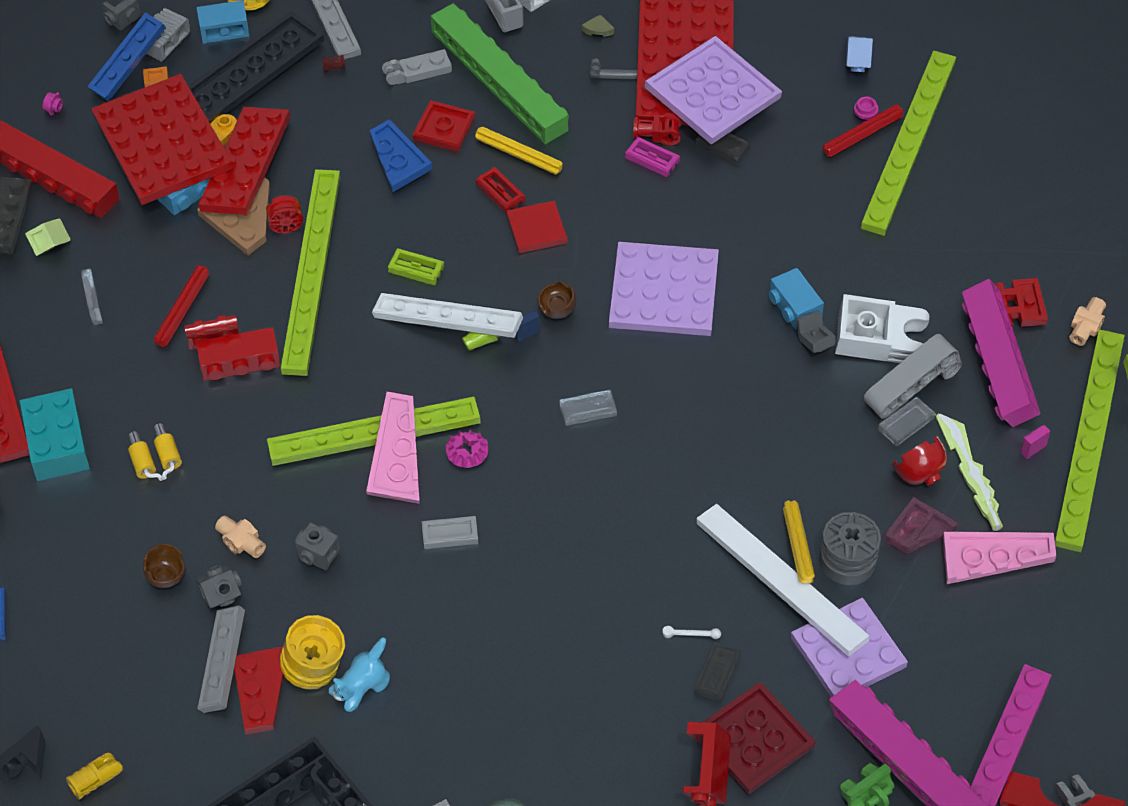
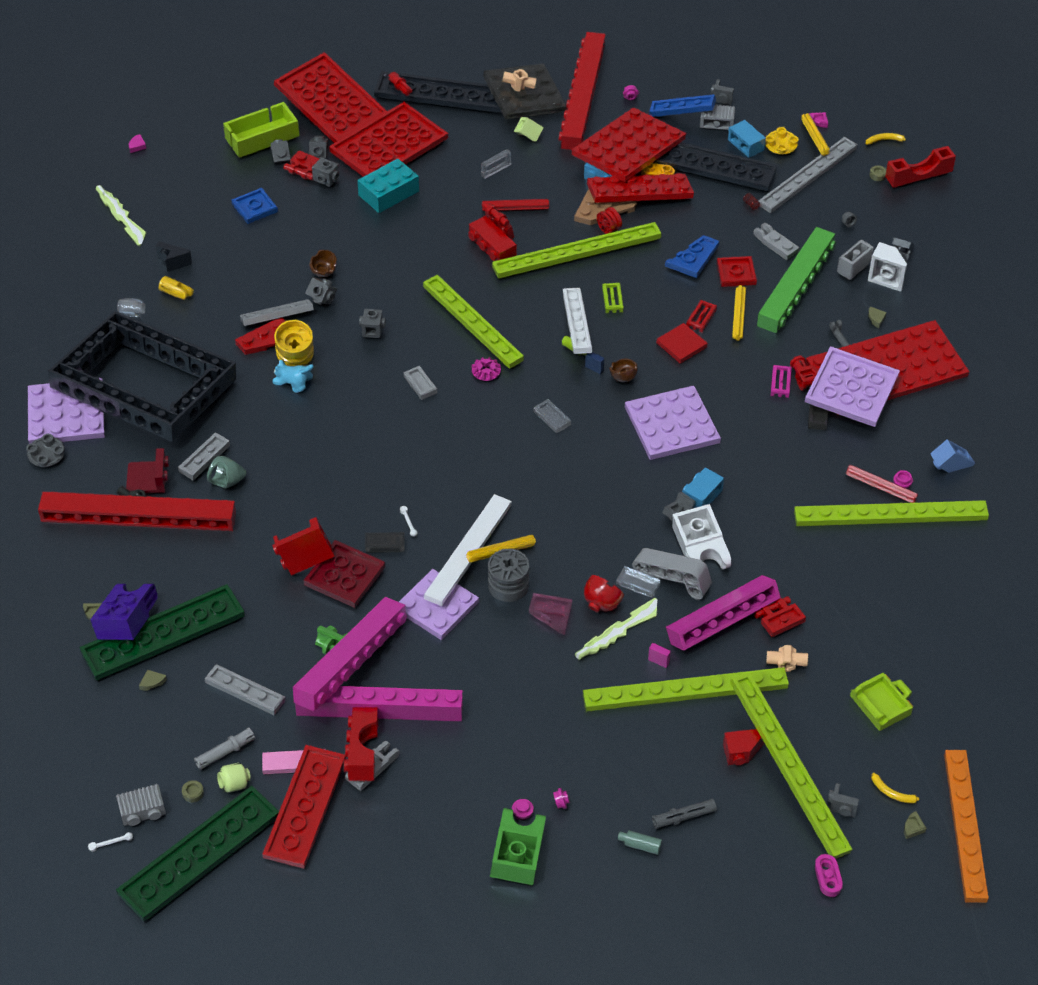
camera: 65 degrees right, 5 degrees down
(142, 457) = (405, 237): yellow piece -> none
(154, 75) = (685, 127): orange tile -> none
(240, 536) = (363, 289): light nougat axle -> none
(395, 458) = (455, 334): bright pink wing -> none
(990, 553) = (553, 658): bright pink wing -> none

